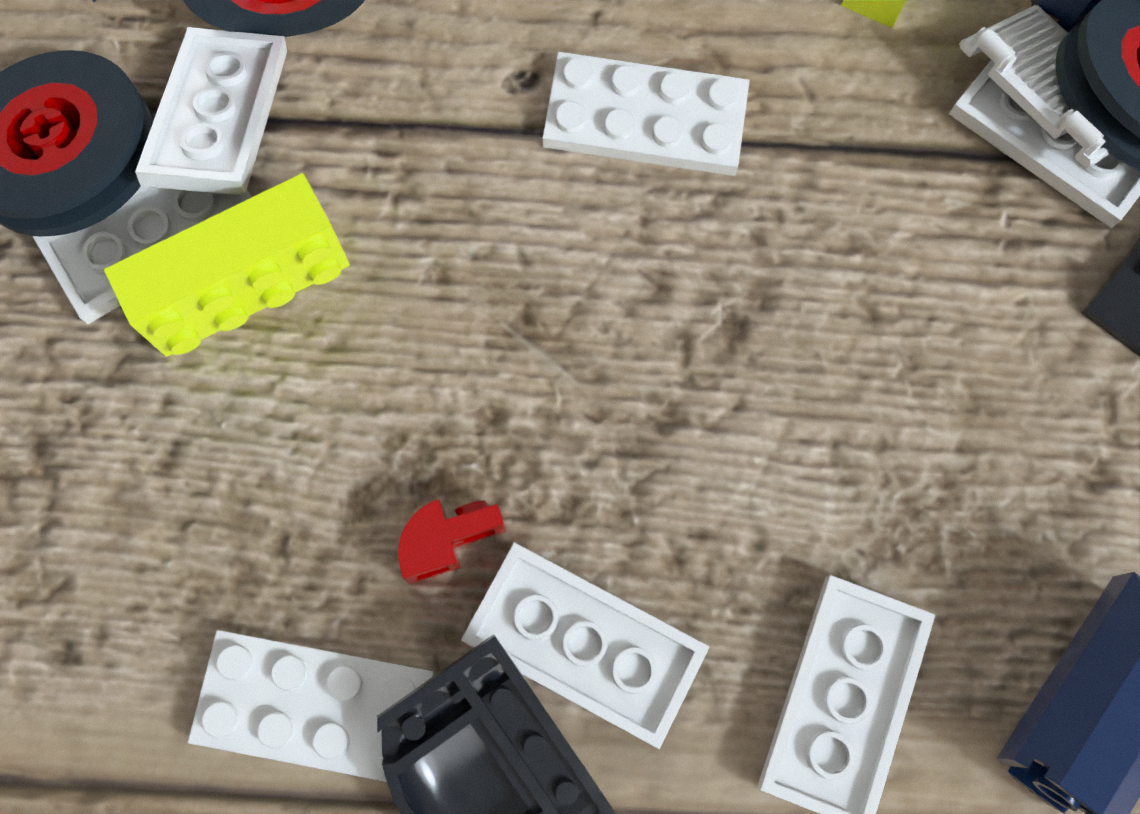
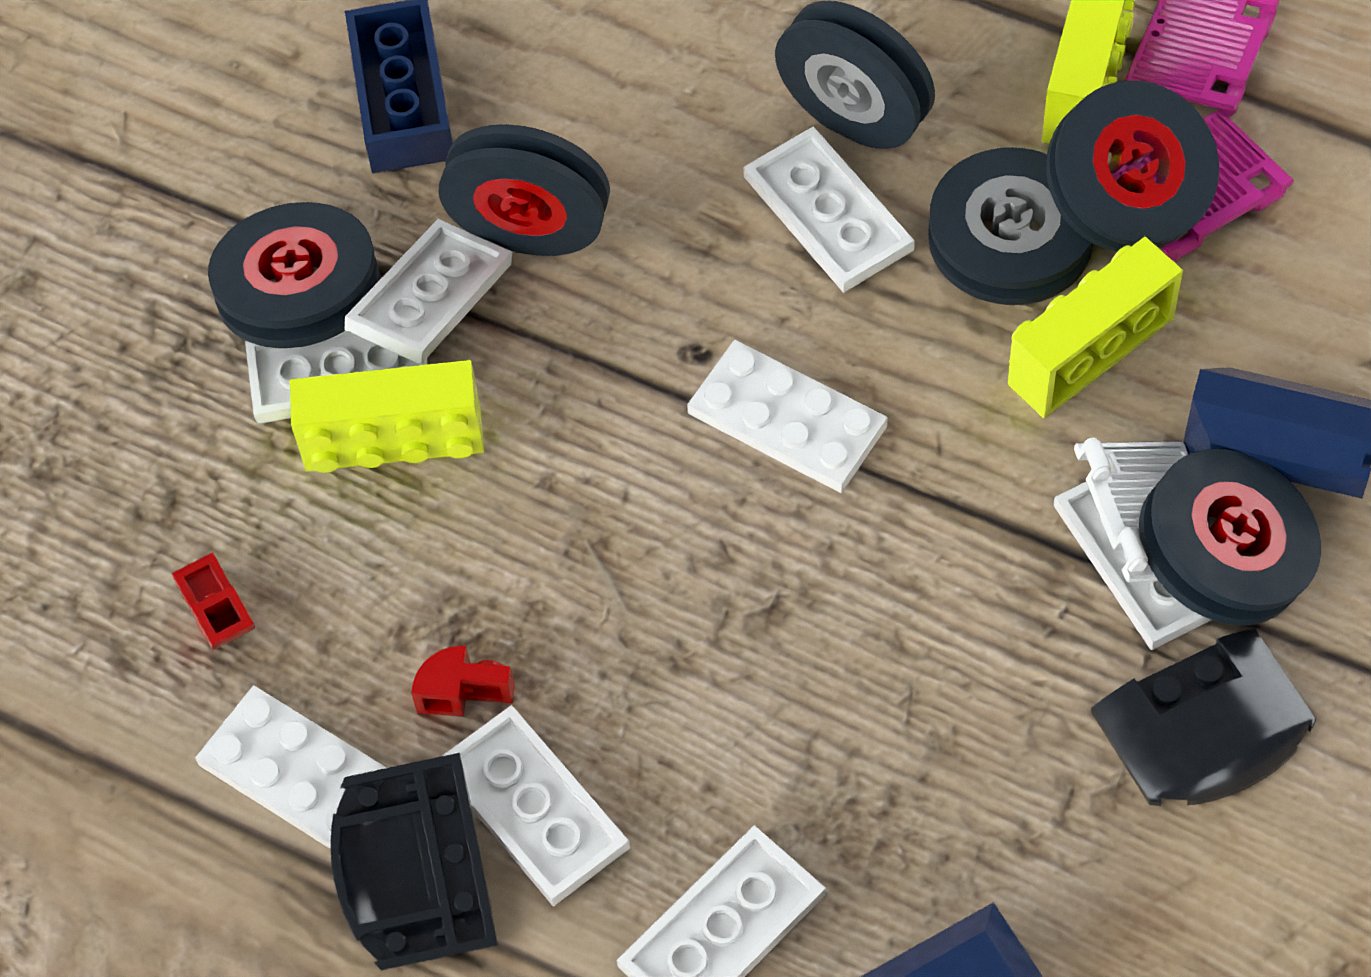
camera: 30 degrees right, 15 degrees down
(128, 554) = (213, 601): none -> red brick

